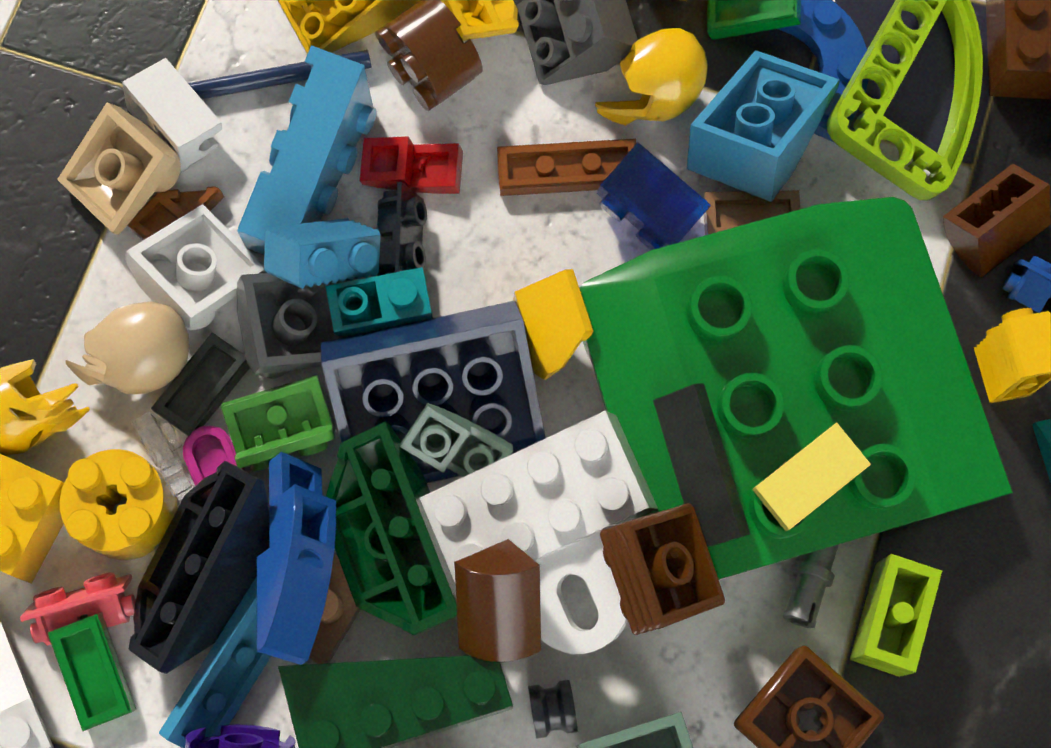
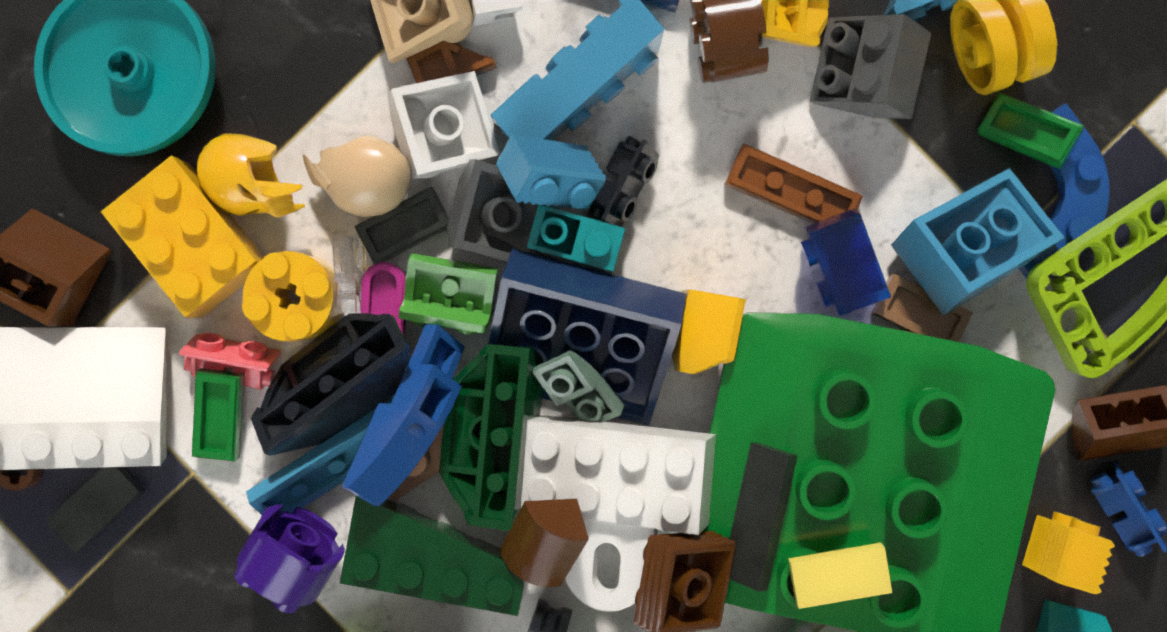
camera: 30 degrees right, 15 degrees up
(419, 166) = (663, 122): red slope -> none
(666, 70) = (920, 156): yellow helmet -> none

